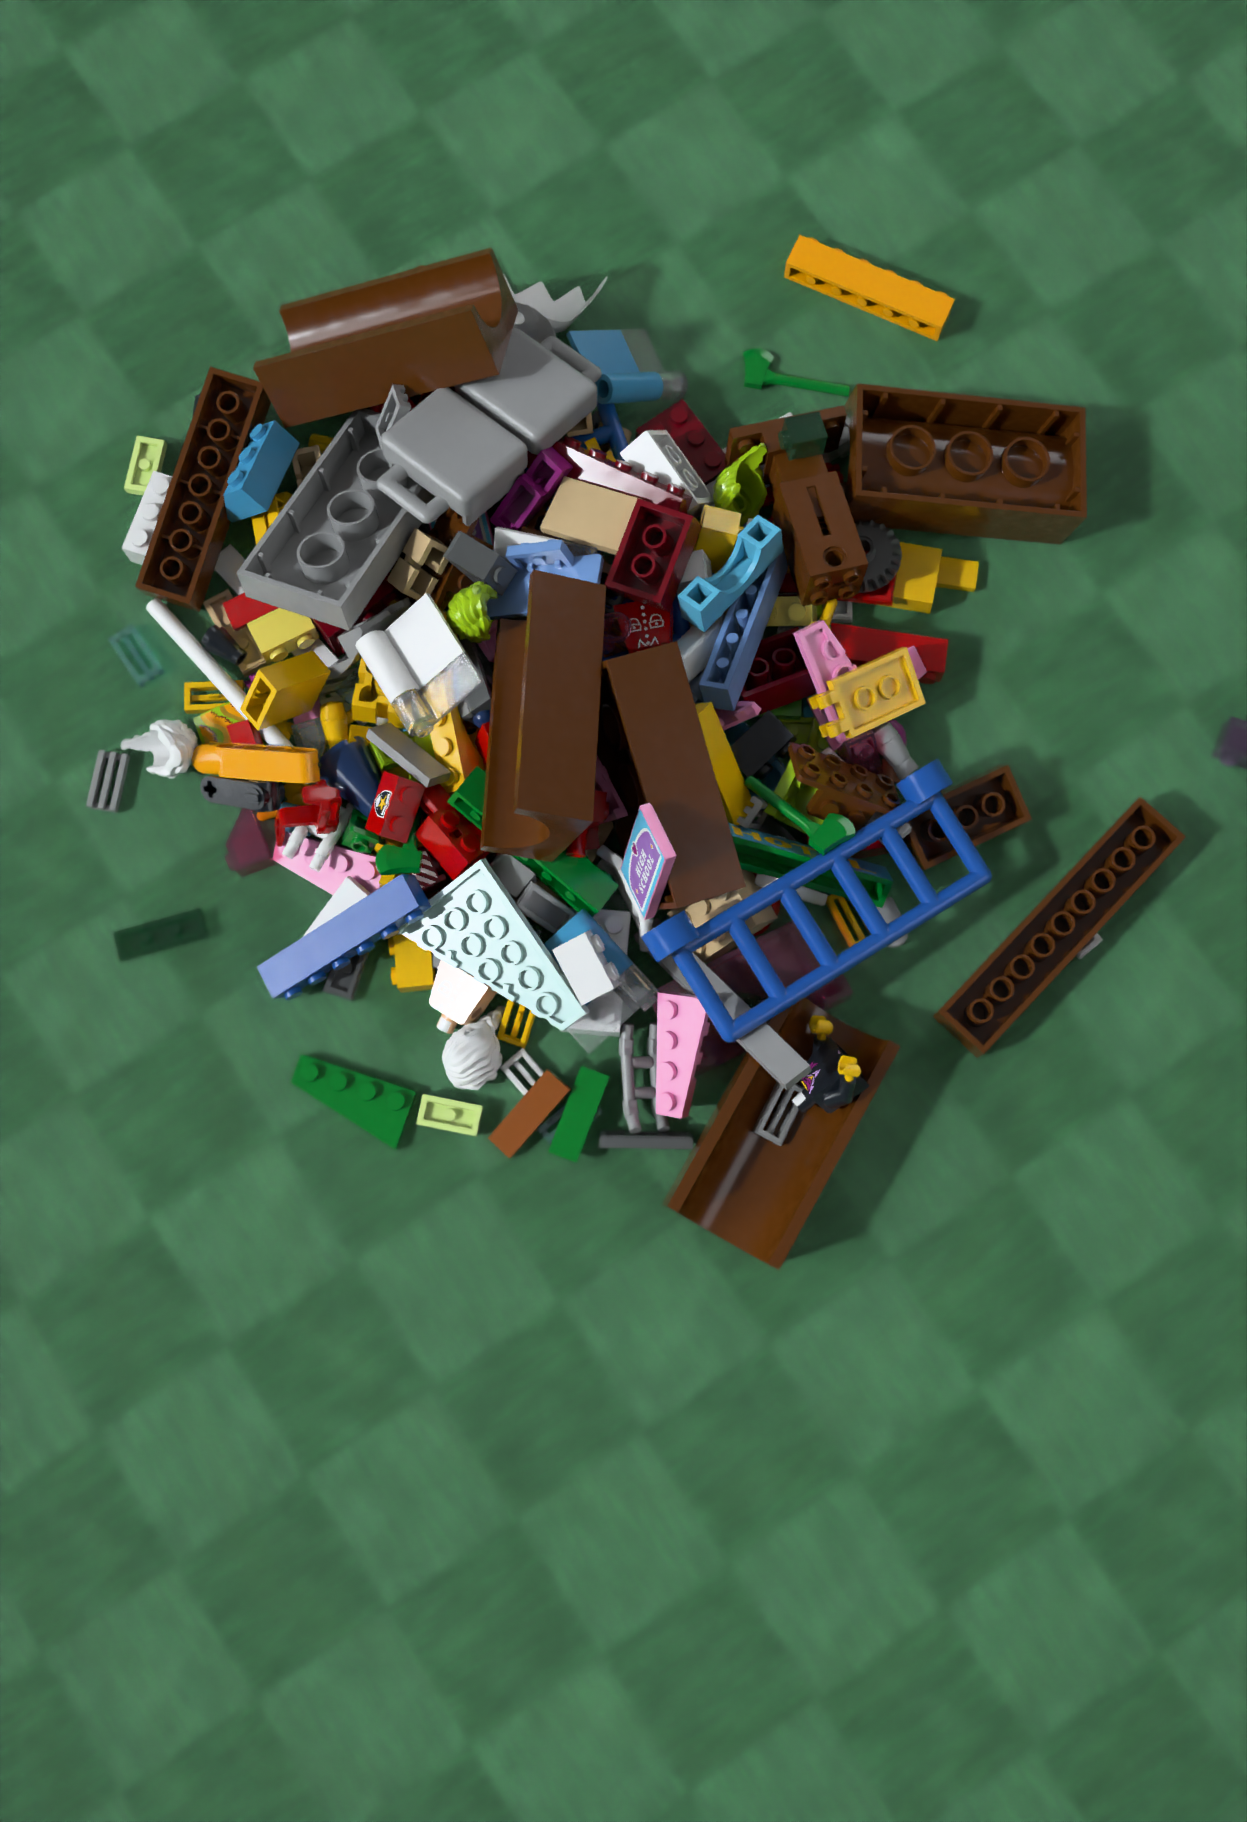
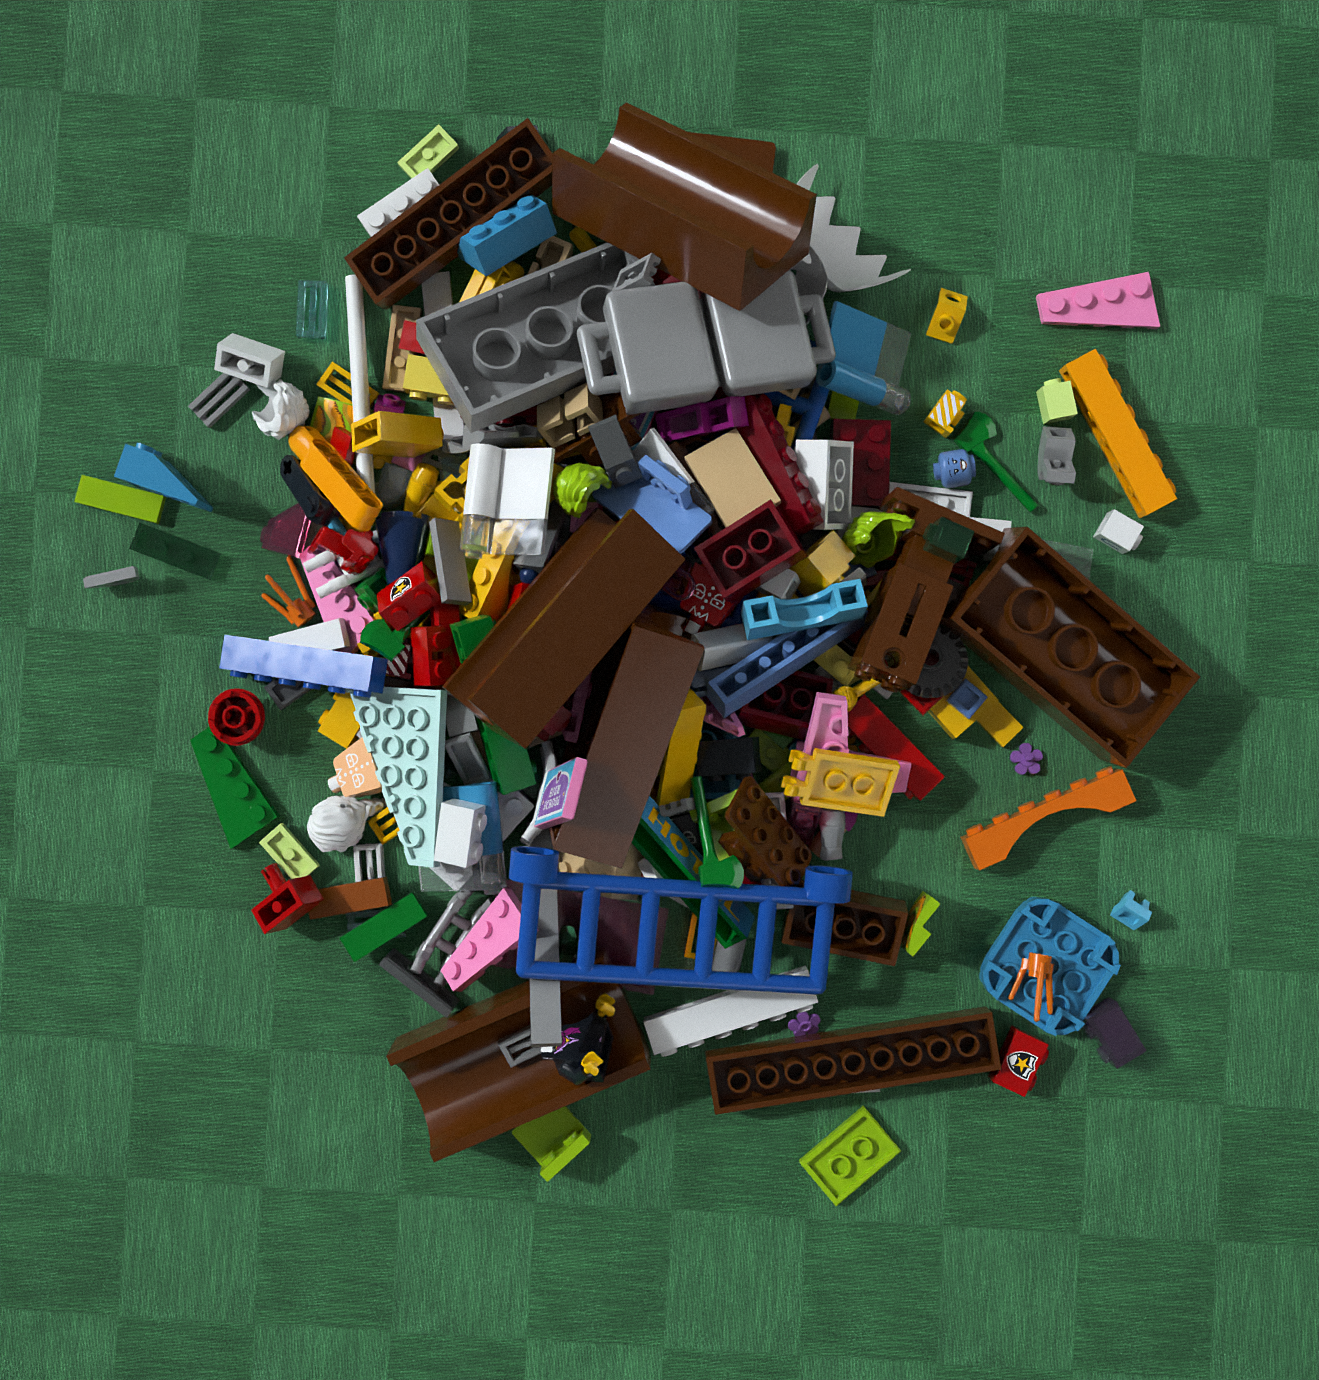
camera: 40 degrees right, 10 degrees up
(81, 925) = (120, 499): none -> lime tile
(99, 878) = (147, 470): none -> dark azure slope
(113, 728) = (249, 360): none -> white brick
(123, 993) = (112, 578): none -> light grey tile
(221, 643) = (381, 354): black cone -> none
(306, 904) = (298, 611): none -> orange plant
(318, 1028) = (236, 717): none -> red cone
(478, 1152) = (287, 902): none -> red brick
(633, 418) = (842, 406): none -> lime tile
(664, 297) = (947, 316): none -> yellow bracket
(721, 367) = (946, 412): none -> yellow brick
(762, 402) = (954, 468): none -> medium blue head
(783, 197) = (1111, 302): none -> bright pink wing
(801, 297) = (1056, 401): none -> yellowish green brick
(833, 336) = (1056, 455): none -> light grey brick
(861, 1187) = (553, 1140): none -> lime bracket
(916, 565) = (966, 698): none -> medium blue tile
(924, 967) = (721, 1014): none -> white brick
(930, 359) = (1119, 532): none -> white brick
(996, 930) = (804, 1024): none -> medium lavender plant
(1001, 586) = (1026, 759): none -> medium lavender plant
(1026, 776) = (914, 933): none -> lime slope
(1031, 665) = (994, 841): none -> orange arch
(1122, 1012) = (849, 1155): none -> lime tile
(1149, 734) = (1042, 968): none -> orange plant
(1154, 732) = (1081, 960): none -> dark azure plate
(1183, 641) = (1130, 912): none -> medium azure tile
(1195, 819) = (1020, 1061): none -> red brick

